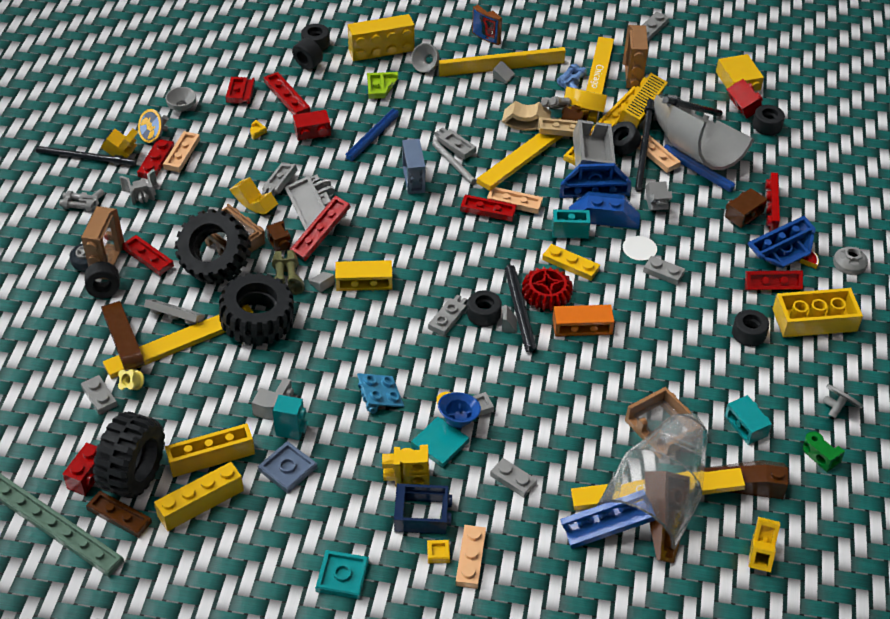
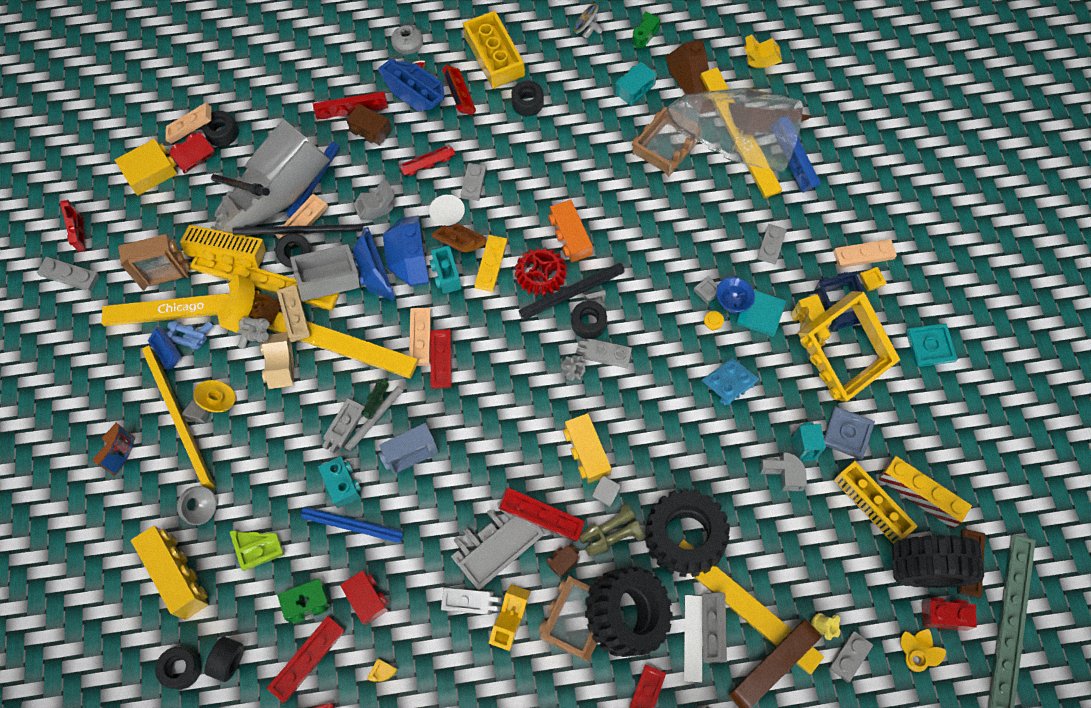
camera: 105 degrees left, 20 degrees up
(71, 445) = (922, 647): none -> yellow plate
(174, 300) = (693, 639): none -> white sticker
(327, 98) = (292, 599): none -> green brick
(378, 500) = (875, 333): none -> yellow window
(408, 129) = (340, 482): none -> teal brick
(441, 284) = (573, 367): none -> light grey gear
(460, 155) = (375, 398): none -> clear green pin
(514, 75) = (214, 396): none -> yellow dish
(563, 62) = (164, 348): none -> blue tile
(598, 236) = (459, 237): none -> dark orange slope
(690, 29) = (74, 225): none -> red wing
(696, 240) = (426, 160): none -> red plate
(775, 98) = (188, 123): none -> light nougat plate

